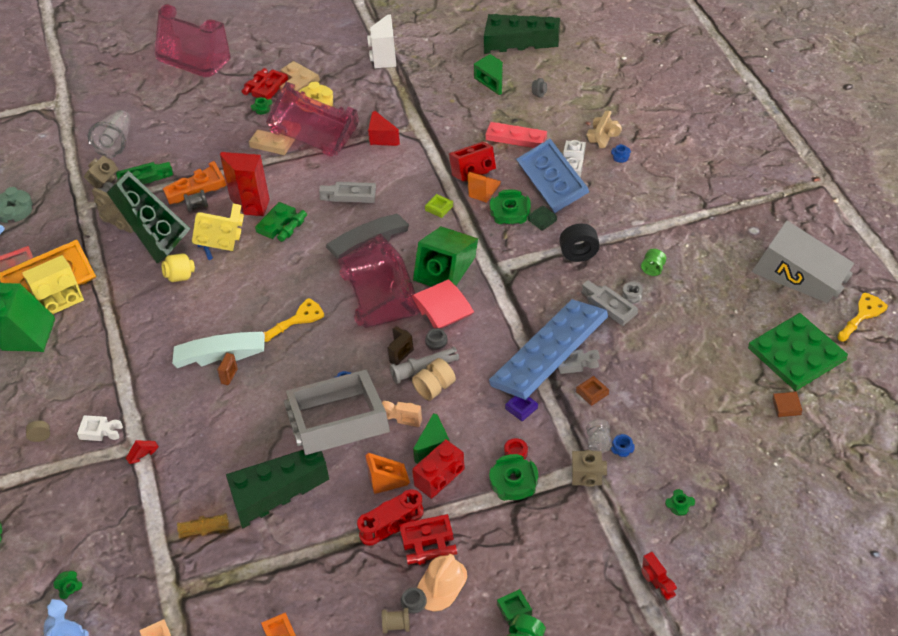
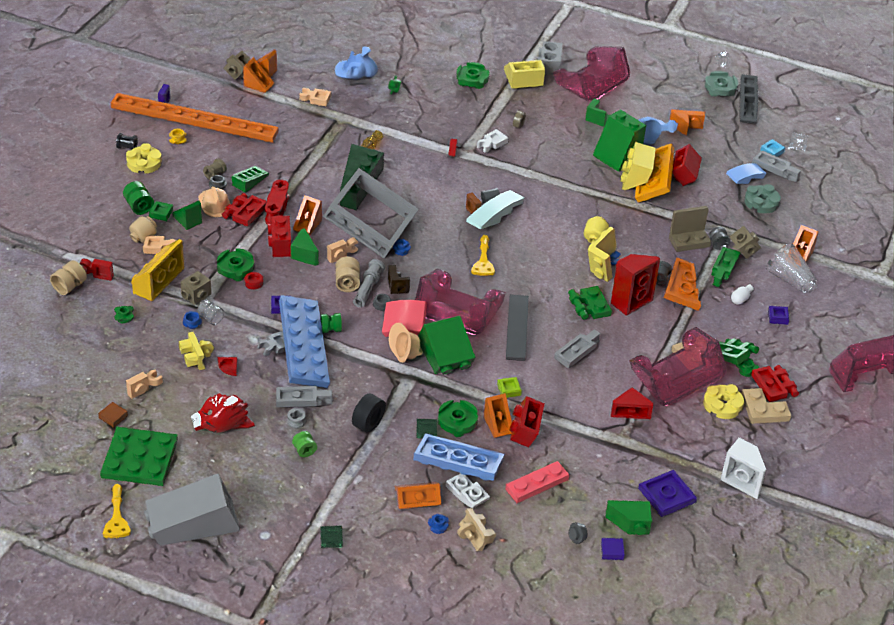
camera: 125 degrees right, 5 degrees down
(69, 145) = (806, 241): none -> orange slope
(148, 216) = (650, 220): dark green wedge -> none
(172, 149) = (741, 294): none -> white cylinder
(175, 123) = (778, 315): none -> dark purple tile
(196, 371) = (489, 194): none -> dark grey hinge
(261, 109) = (737, 351): none -> green plate
(381, 588) = (246, 180): none -> green slope
(446, 73) = (667, 493): none -> dark purple plate
(476, 279) = (404, 343): none -> light nougat piece
(492, 575) = (189, 215): none -> green slope
(505, 346) = (331, 322): none -> green wheel
(520, 32) = (670, 572): dark green wedge -> none
(528, 71) = (612, 549): none -> dark purple tile
(561, 591) = (142, 228): none -> tan head
(565, 562) = (155, 244): none -> light nougat plate
(592, 390) = (248, 341): dark orange tile -> none
(603, 513) = (159, 271): none -> yellow slope
(609, 179) = (418, 495): none -> orange panel
(635, 380) = (228, 365): none -> red tile
(651, 406) = (197, 349): none -> light yellow hips
(695, 318) = (227, 414): none -> red piece
(701, 583) = (68, 278): none -> tan wheel
(707, 193) = (331, 536): none -> clear green tile
(738, 409) = (140, 383): none -> light nougat plate

